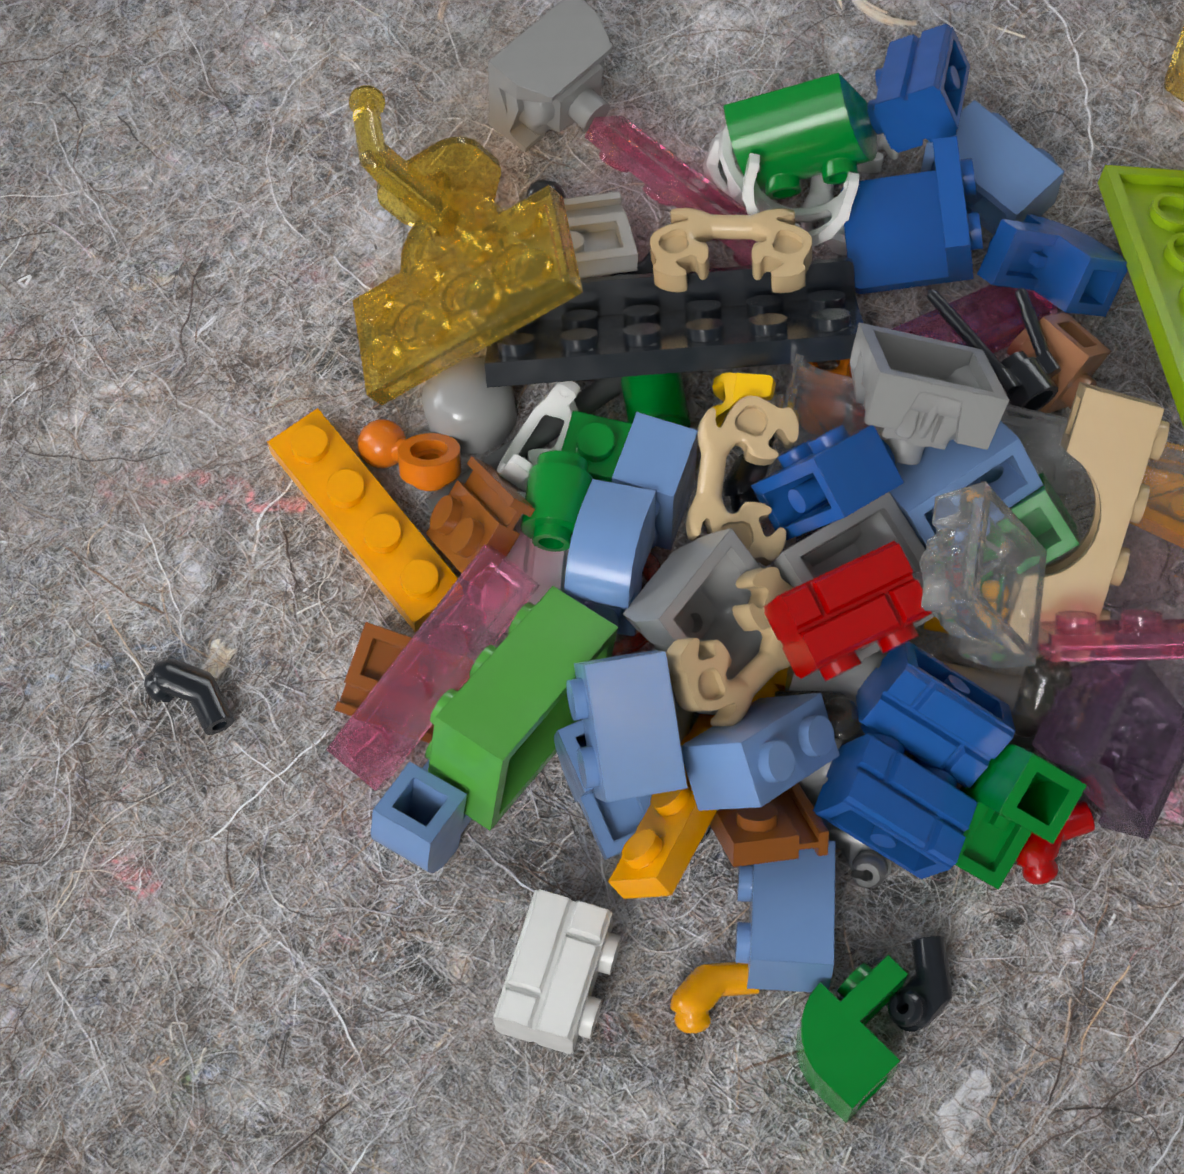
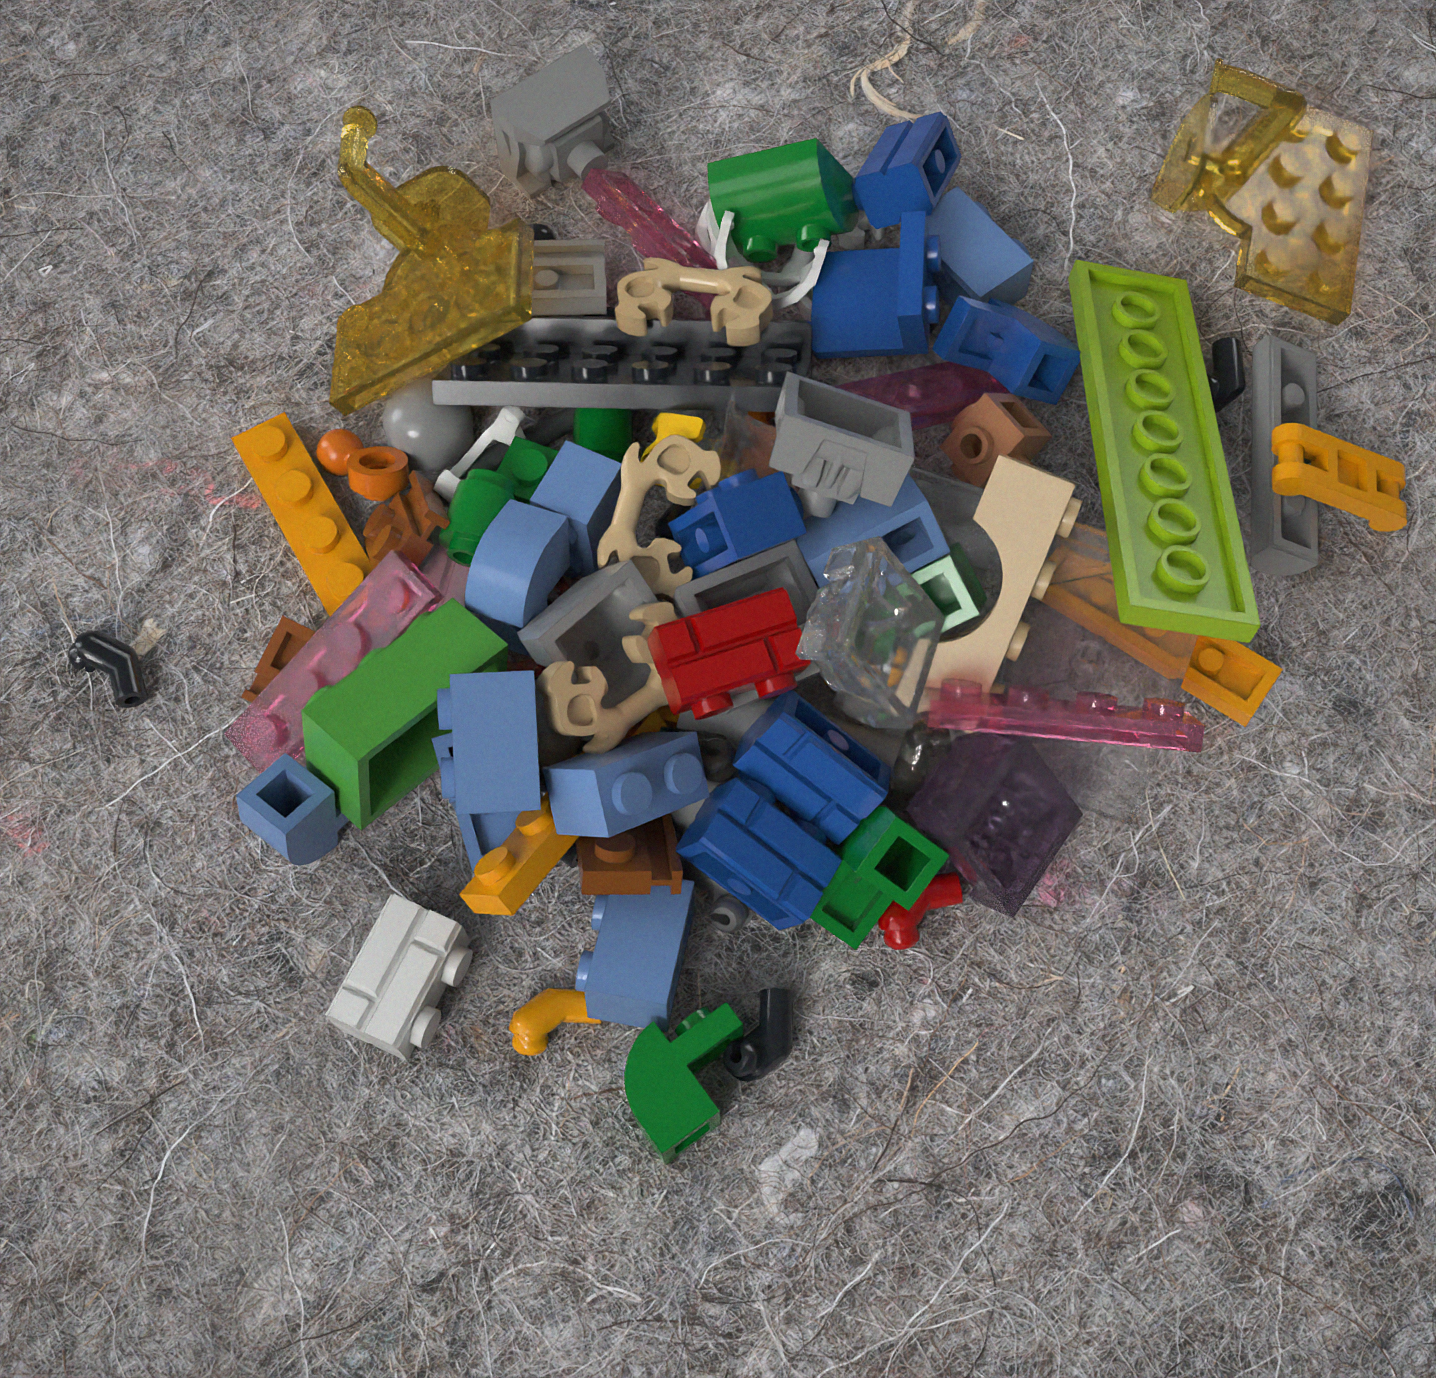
camera: 10 degrees right, 0 degrees up
(1023, 378) = (951, 448): black plant -> none

